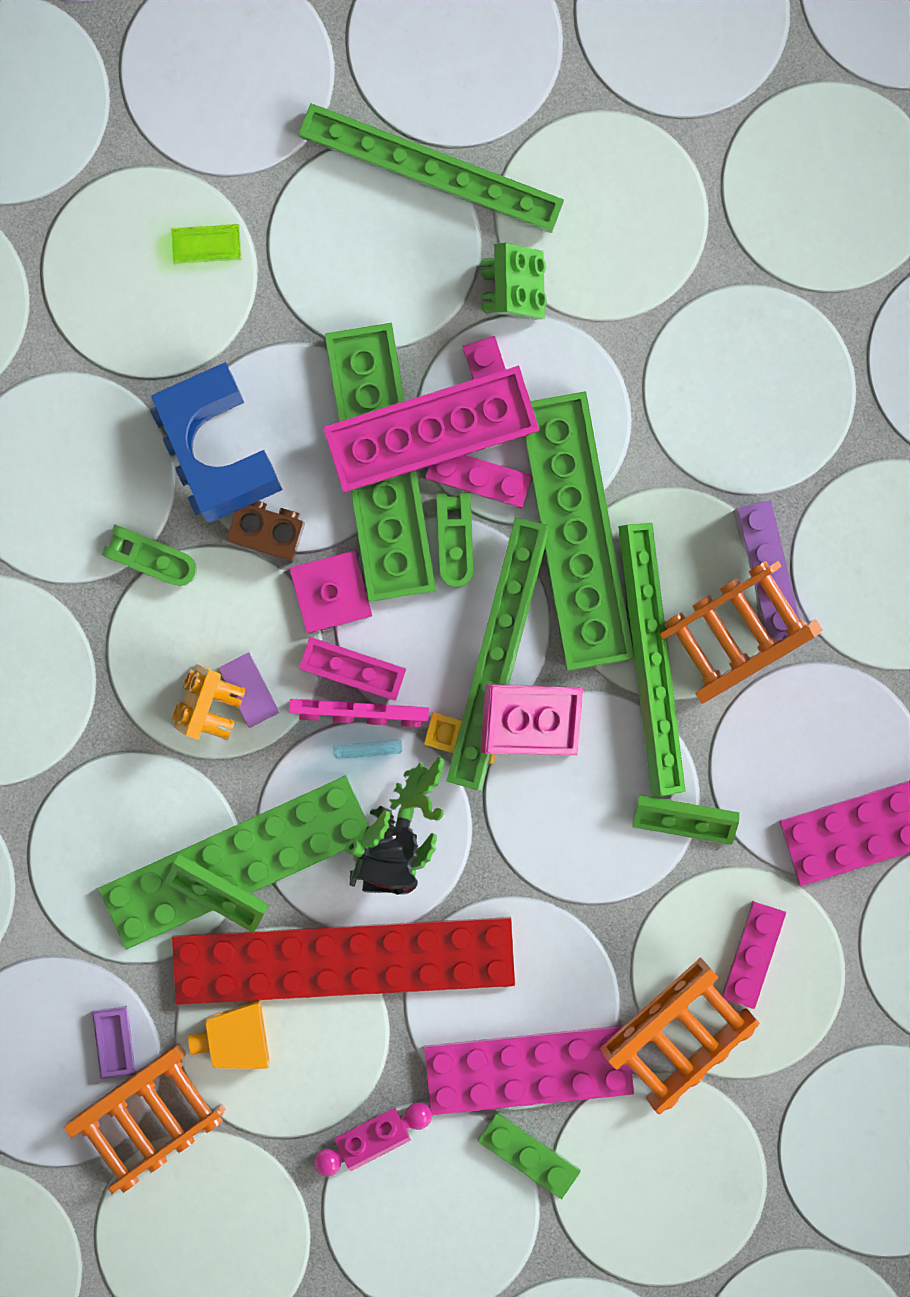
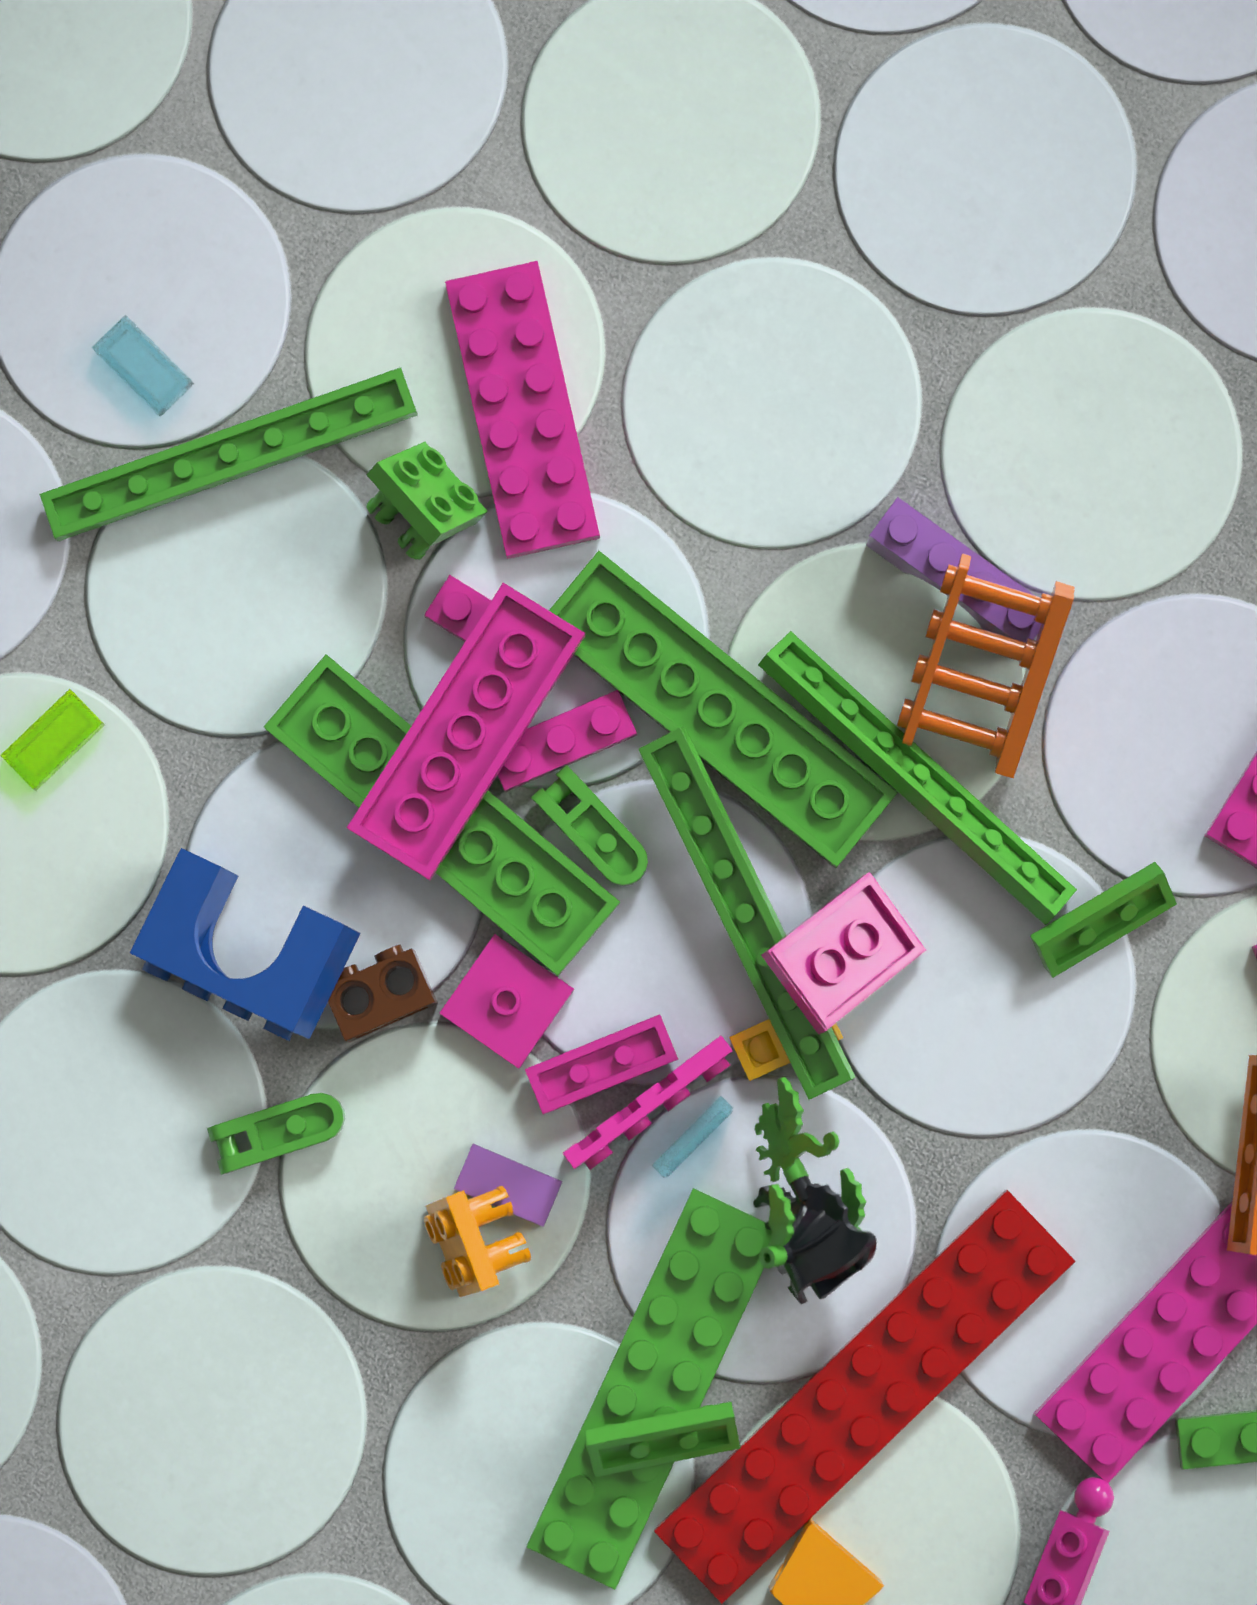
camera: 30 degrees left, 5 degrees down
(425, 78) = (142, 365): none -> clear light blue tile
(610, 278) = (522, 410): none -> dark pink plate

